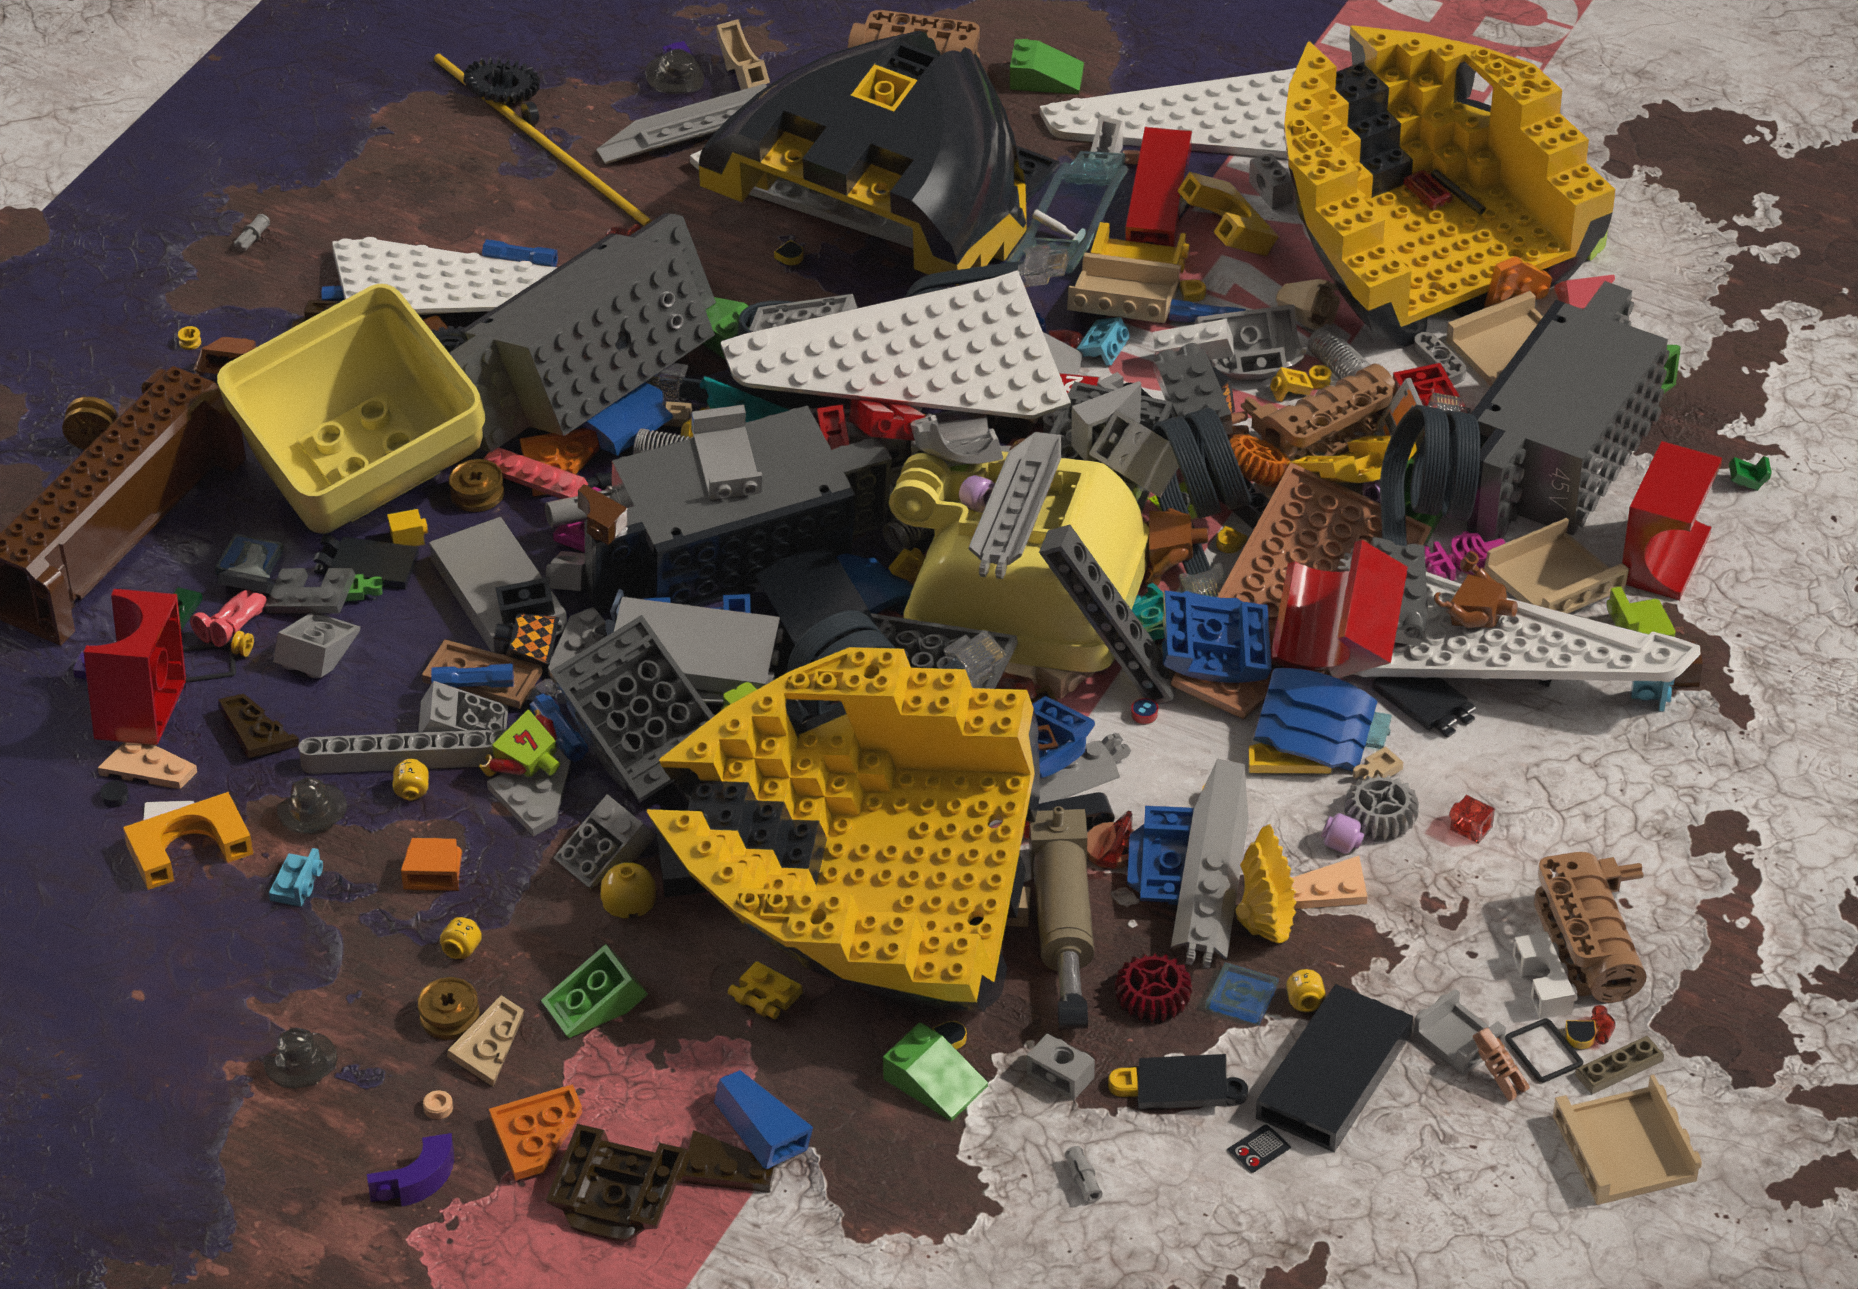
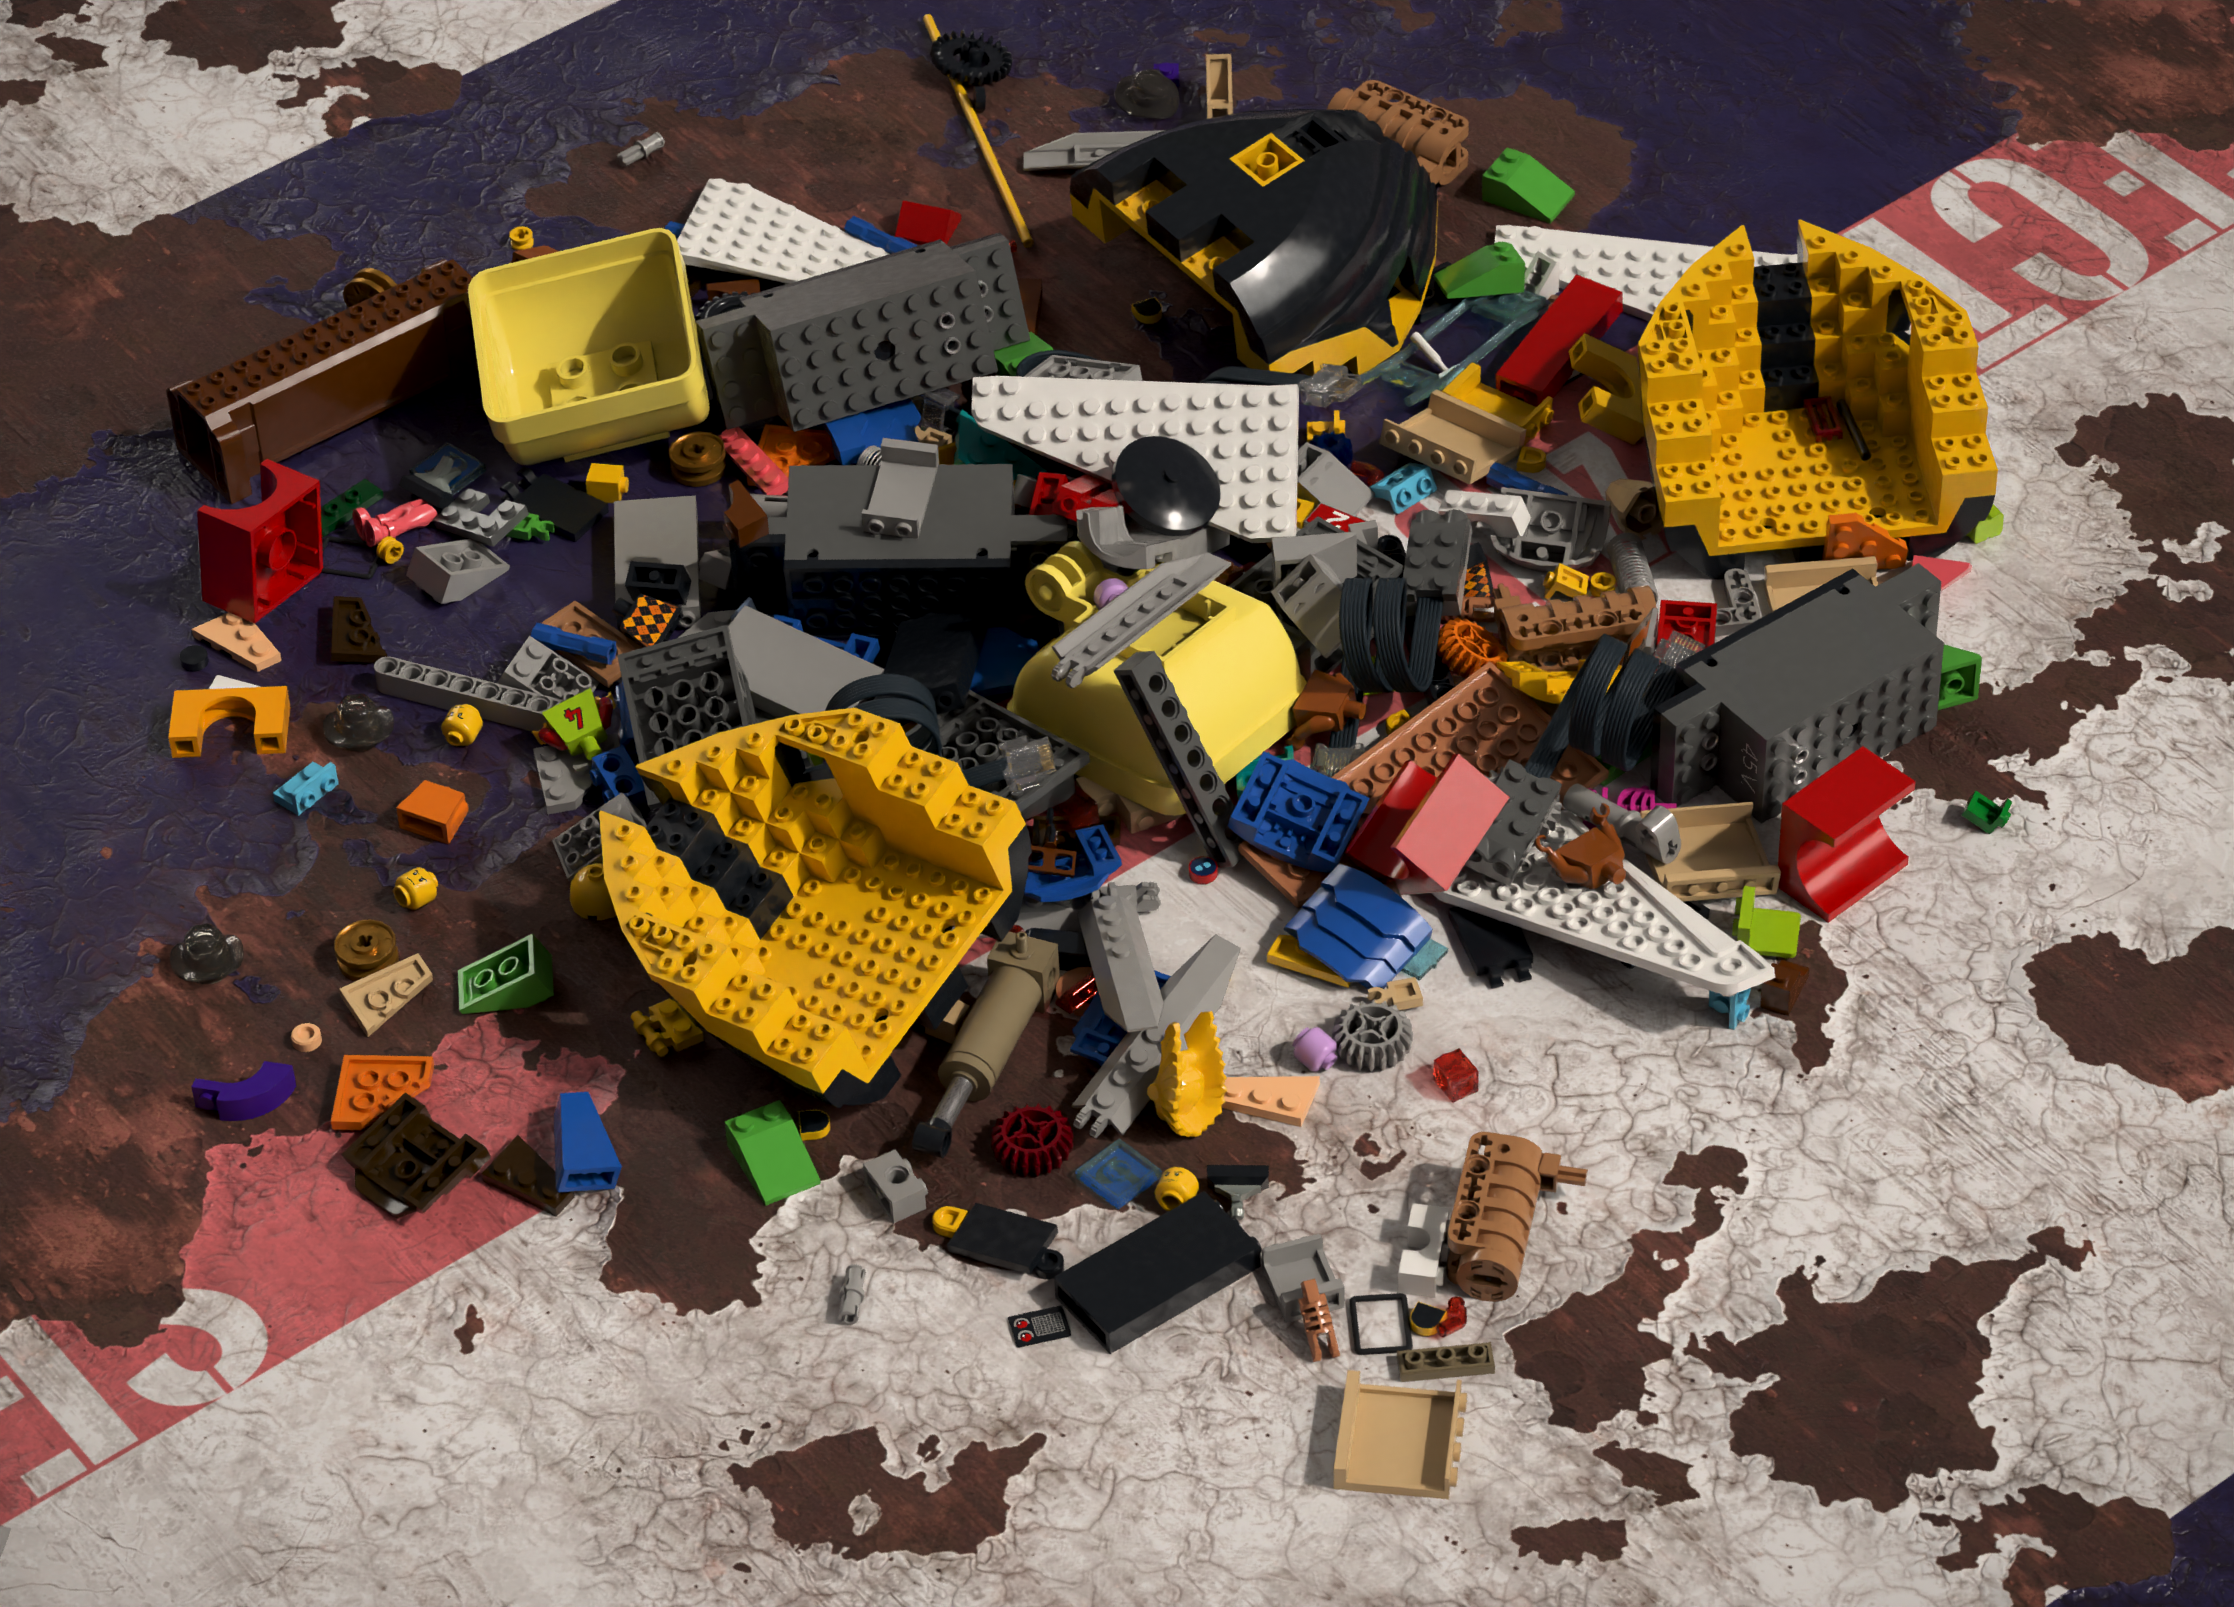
camera: 25 degrees right, 0 degrees up
(551, 230) = (926, 223): none -> red slope
(590, 783) = (623, 779): none -> blue brick
(949, 387) = (1165, 486): none -> black dish
(1063, 146) = (1485, 272): none -> bright green slope
(1144, 809) = (1121, 961): none -> light grey hinge
(1352, 969) = (1238, 1183): none -> black piece
(1516, 570) = (1654, 834): none -> light grey piece

